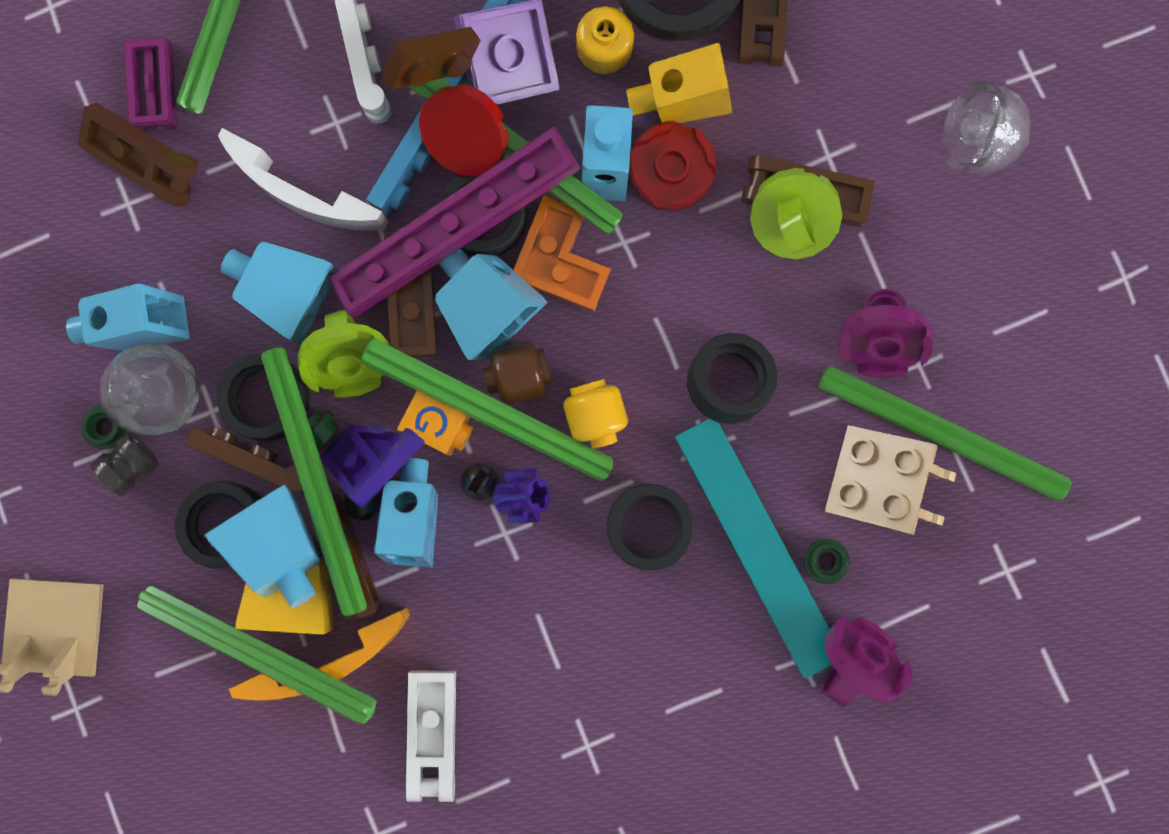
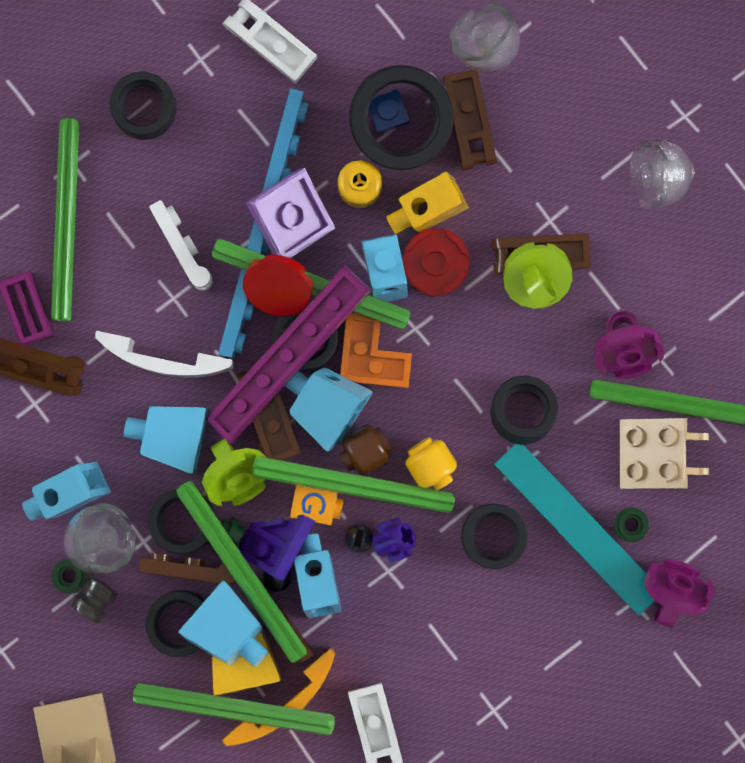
camera: 15 degrees left, 0 degrees up
(430, 58) = (236, 246): reddish brown plate -> none

